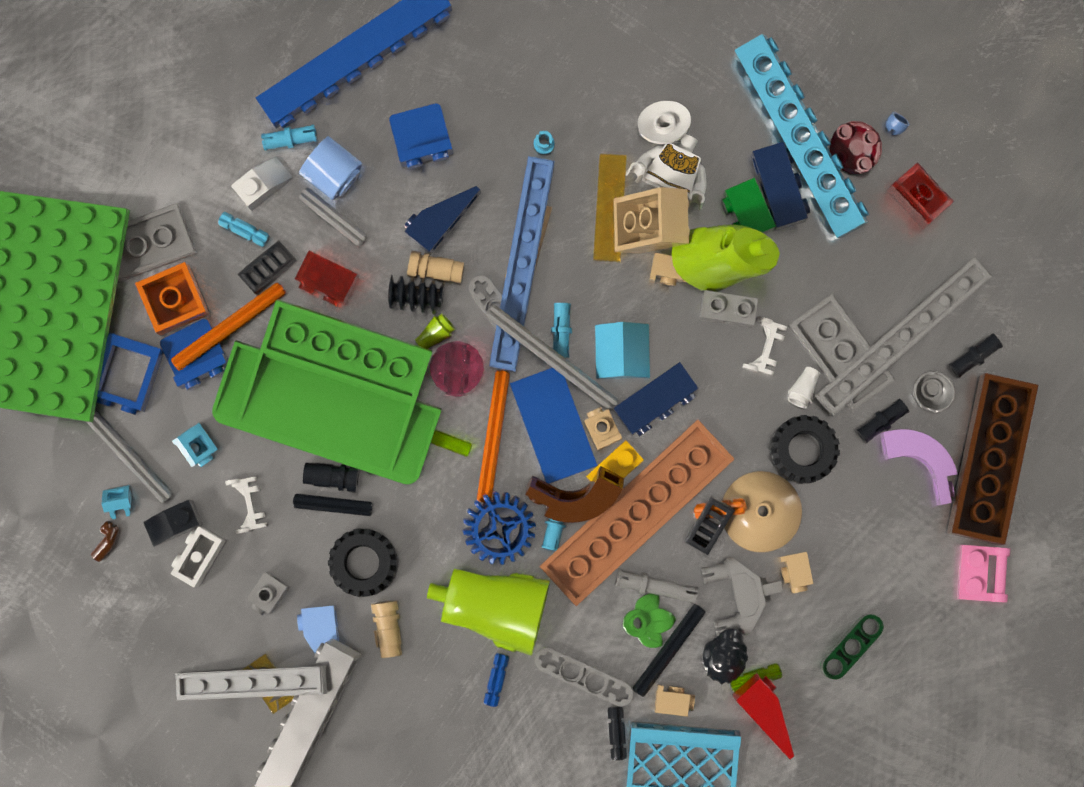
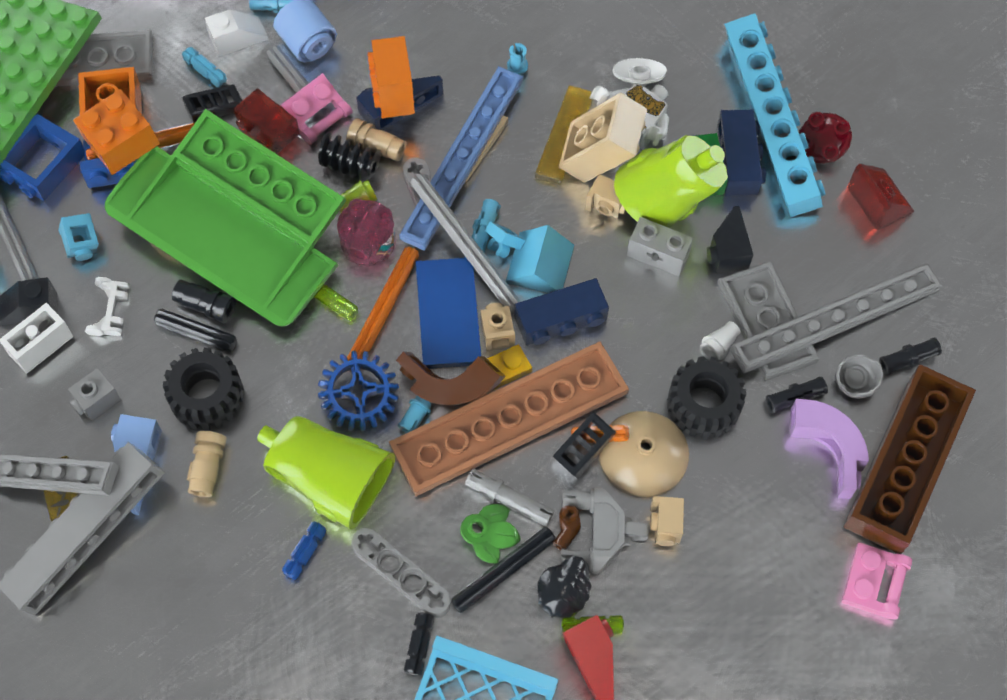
camera: 10 degrees right, 20 degrees down
(200, 344) = (116, 131): none -> orange brick
(360, 245) = (310, 101): none -> bright pink plate
(421, 136) = (406, 22): blue bracket -> none
(438, 213) = (391, 77): none -> orange brick
(584, 338) = (503, 239): none -> medium azure tile
(673, 701) = (492, 623): tan brick -> none
(714, 598) = (569, 525): none -> reddish brown arm
(770, 330) = (700, 282): white piece -> none
(792, 287) = (730, 244): none -> black slope
(864, 642) = (717, 604): dark green beam -> none
(897, 123) = (871, 127): medium blue hinge -> none

